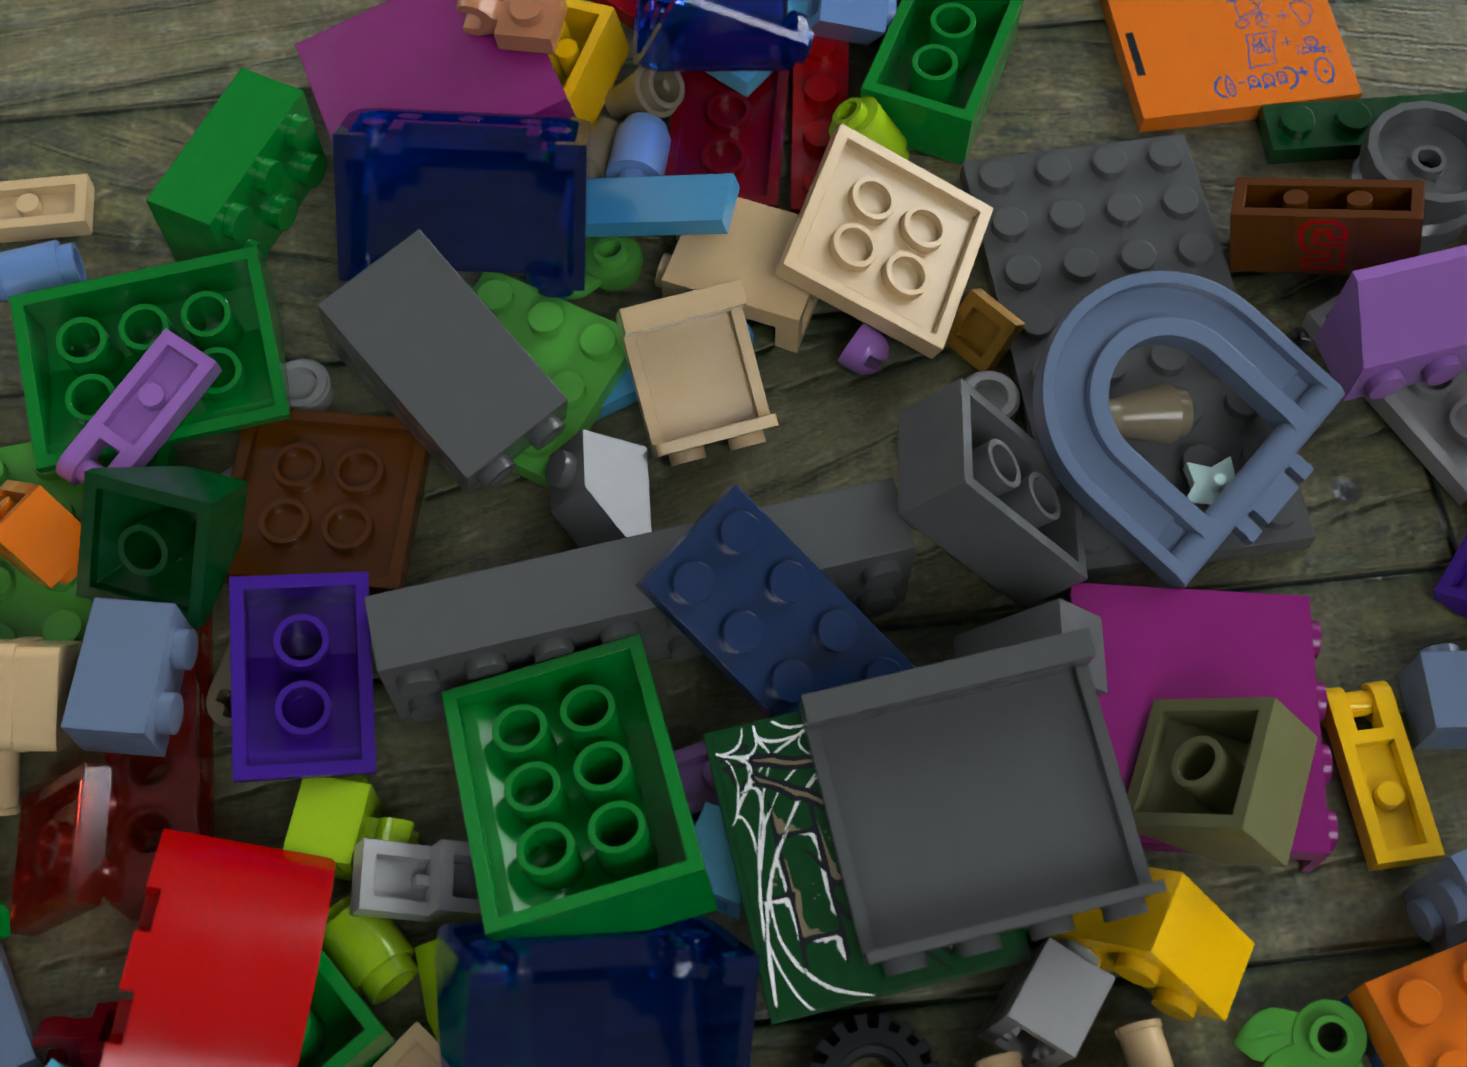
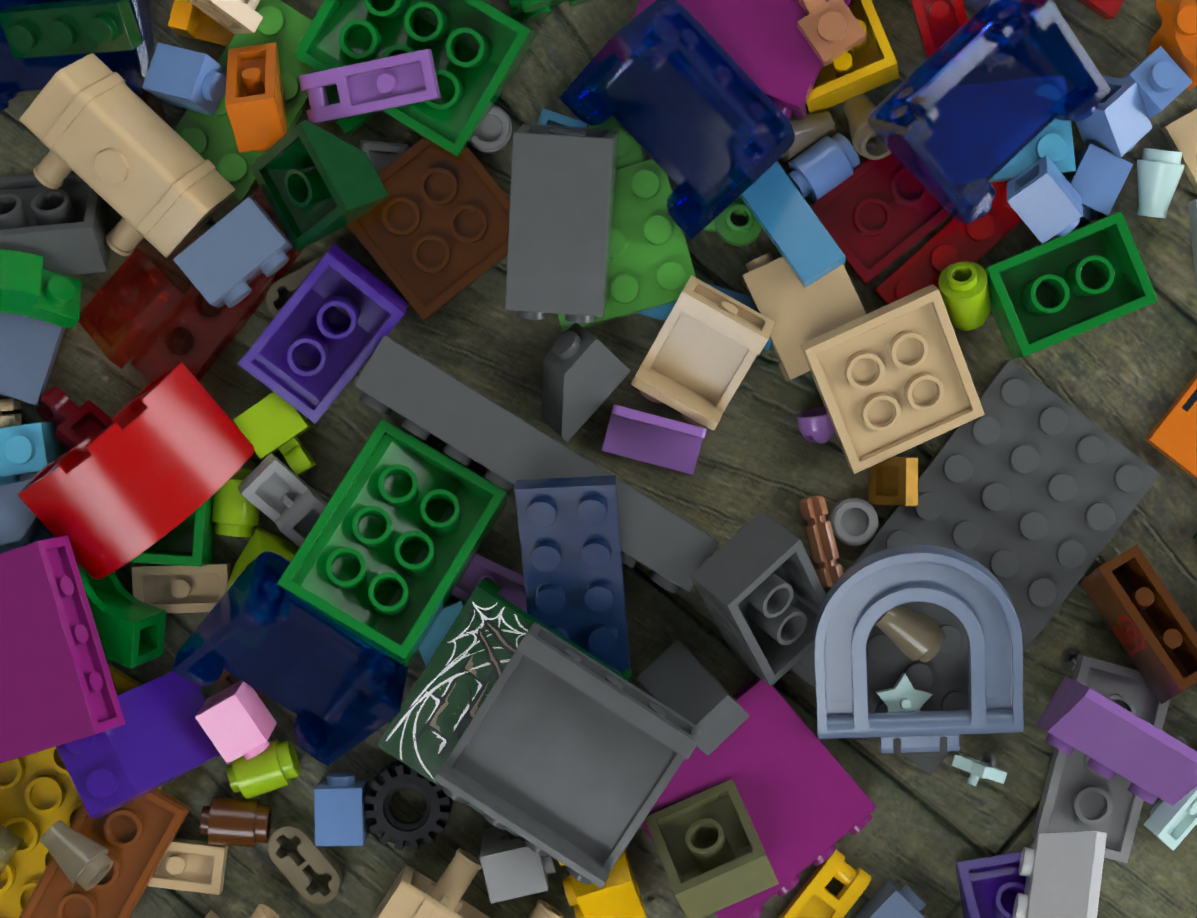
camera: 45 degrees right, 25 degrees up
(745, 461) = (653, 439): none -> medium lavender panel
(1346, 488) = (978, 769): none -> light aqua piece

